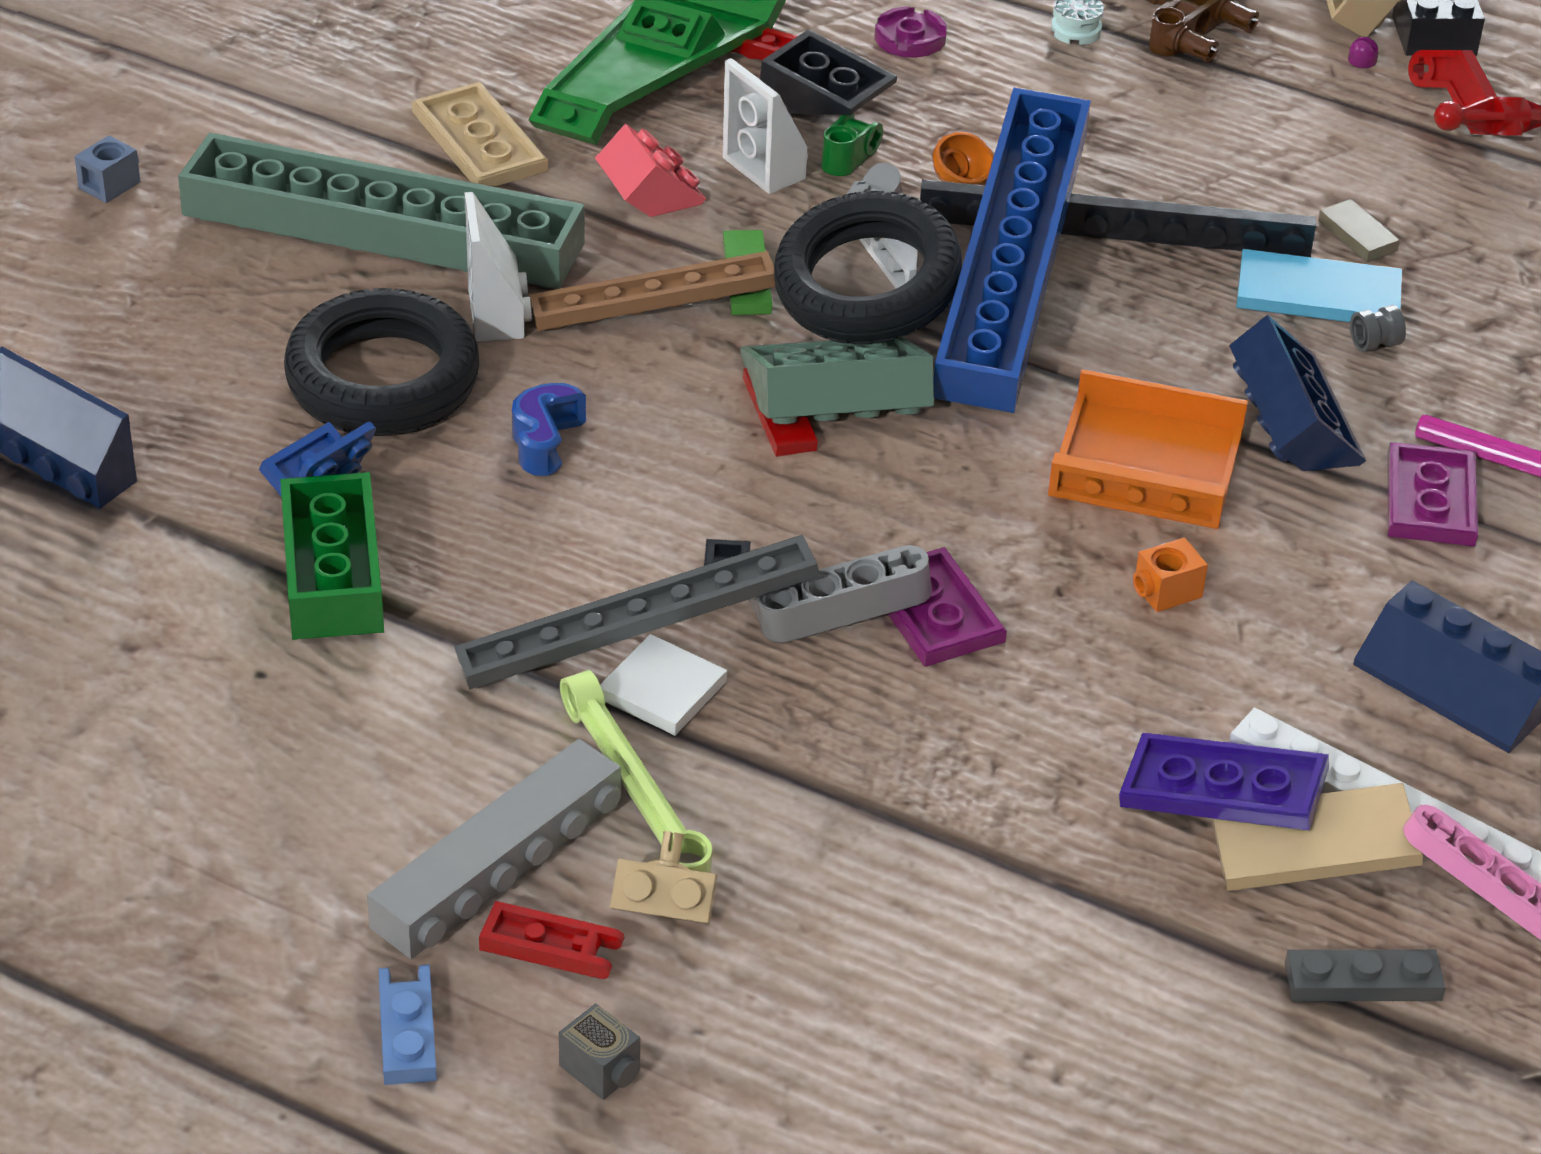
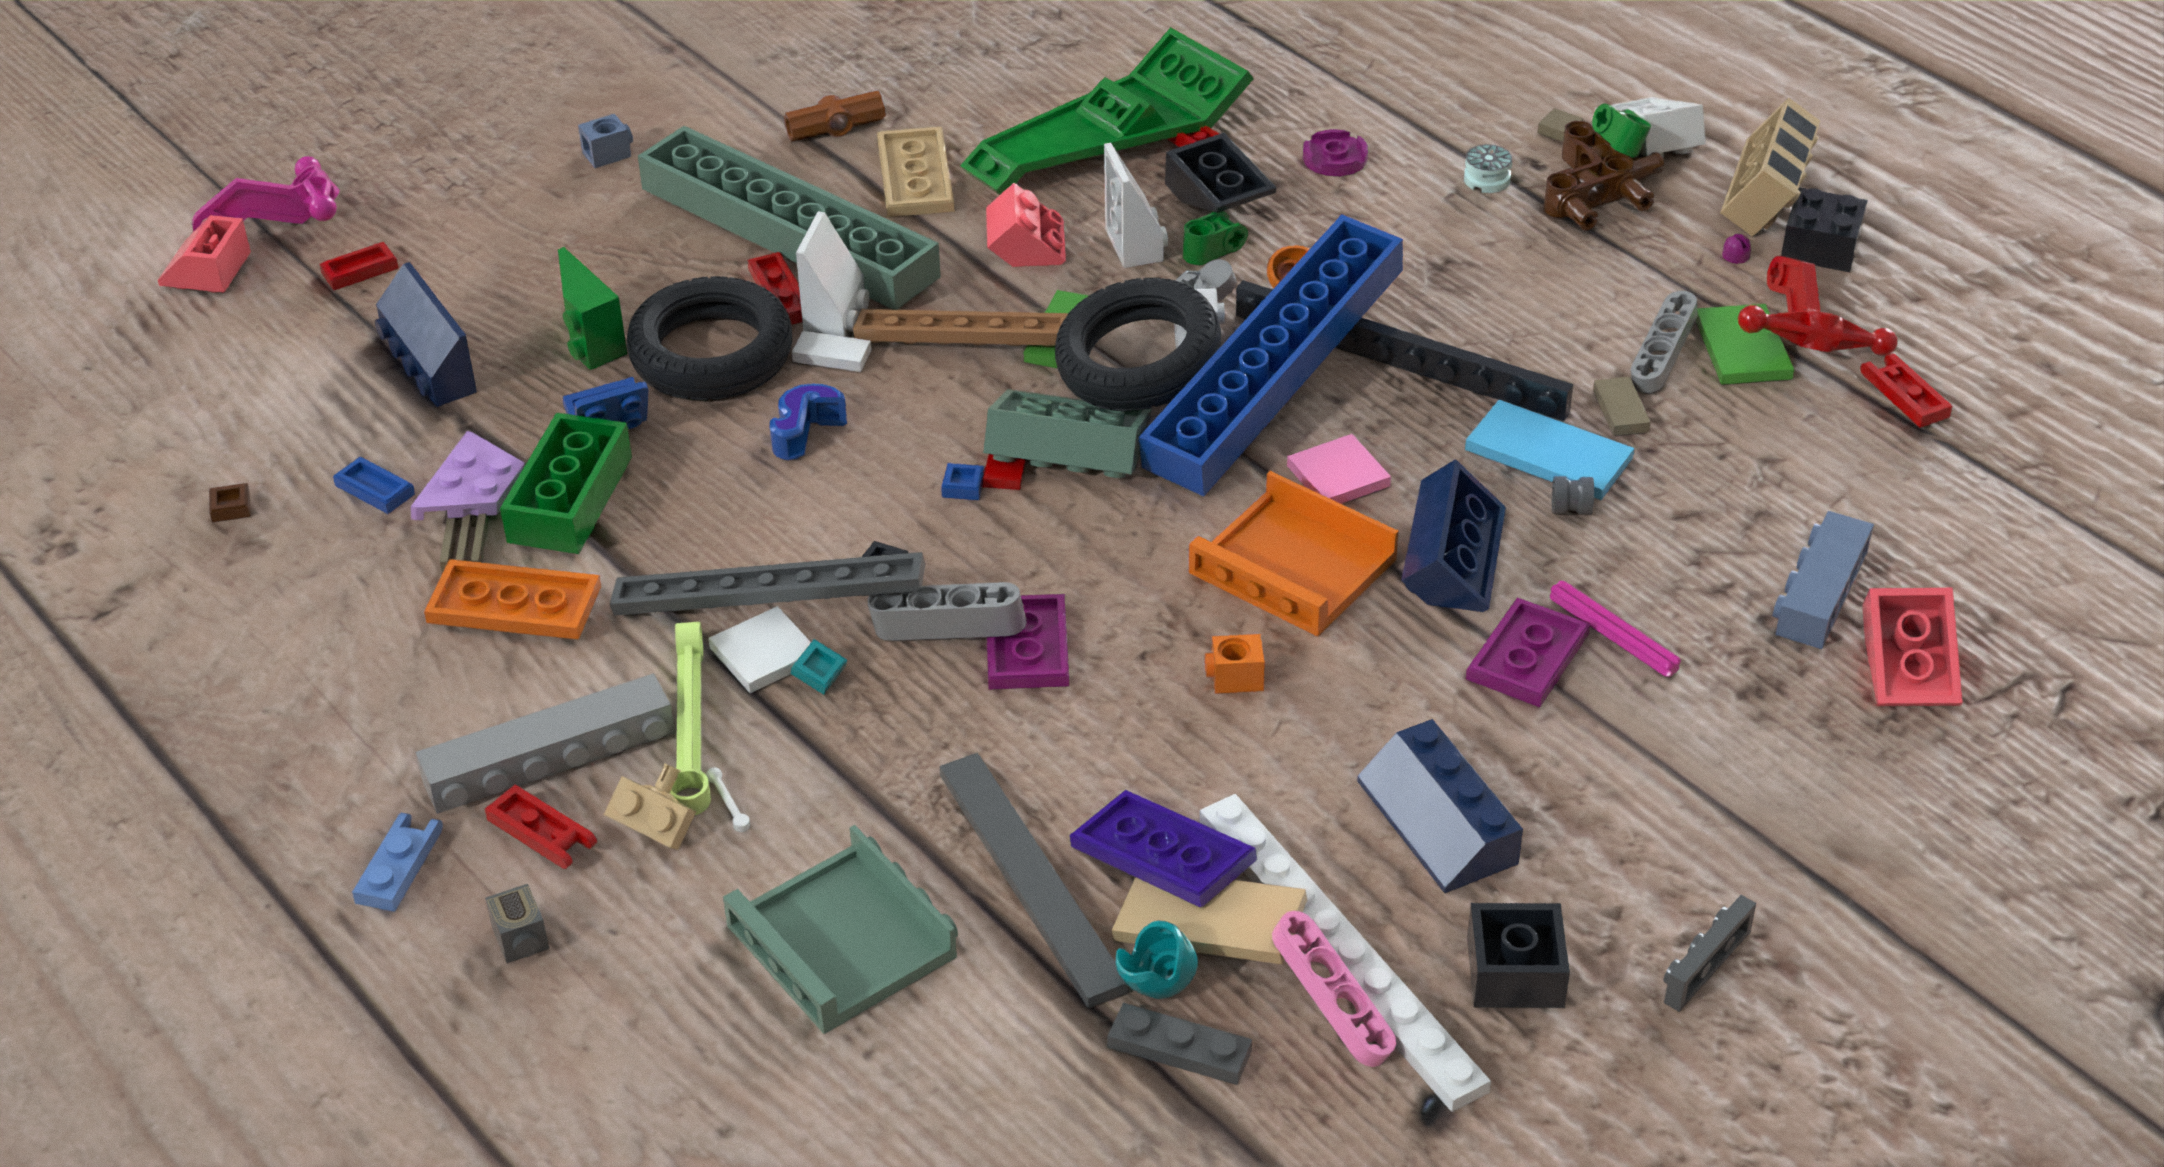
camera: 25 degrees right, 0 degrees up
(88, 612) = (374, 485): none -> blue tile
(209, 579) = (470, 480): none -> lavender wing
(229, 360) = (590, 314): none -> green slope
(232, 627) = (465, 523): none -> dark tan tile
(347, 699) = (513, 599): none -> orange plate
(353, 92) = (834, 115): none -> dark orange piece
(396, 273) = (775, 275): none -> red tile
(519, 347) = (831, 351): none -> white tile
(739, 687) = (818, 666): none -> teal tile
(755, 455) = (963, 481): none -> blue tile
(760, 874) = (740, 821): none -> white hinge
(954, 958) = (844, 932): none -> sand green panel
(1109, 850) = (1034, 880): none -> dark grey tile
(1132, 352) = (1339, 470): none -> bright pink tile
(1298, 883) = (1160, 962): none -> teal helmet
(1361, 156) = (1664, 341): none -> light grey beam
(1428, 151) = (1741, 355): none -> bright green tile

